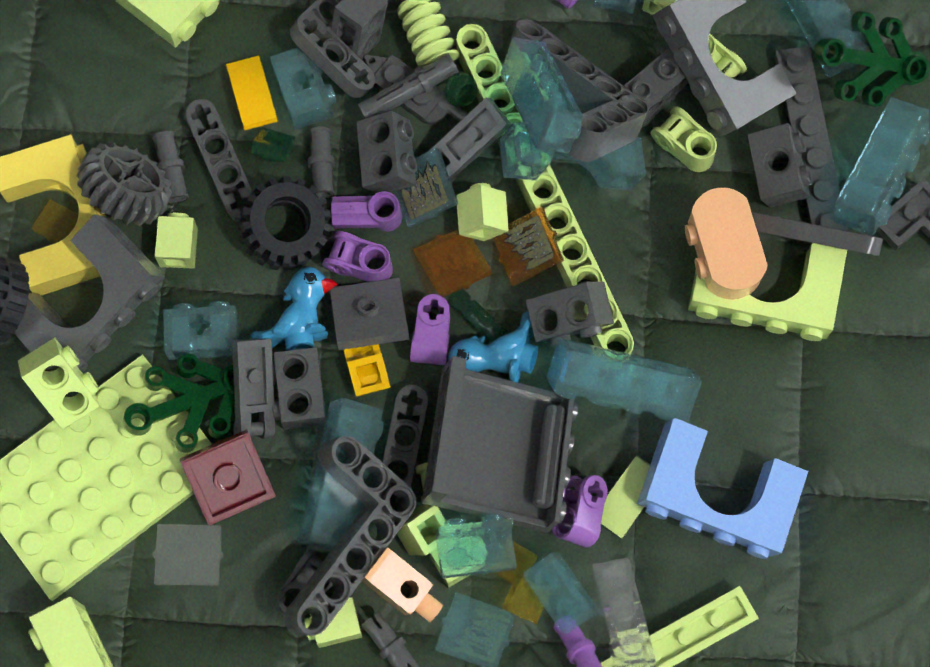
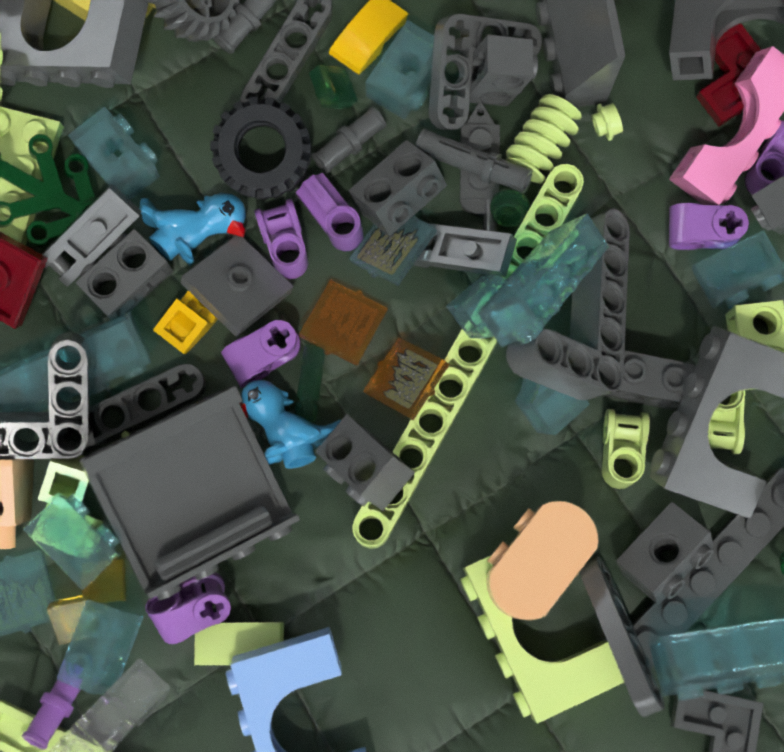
camera: 55 degrees right, 5 degrees up
(176, 241) = (181, 72): yellowish green brick -> none
(482, 212) = (407, 313): yellowish green brick -> none
(623, 380) = (335, 559): clear light blue brick -> none

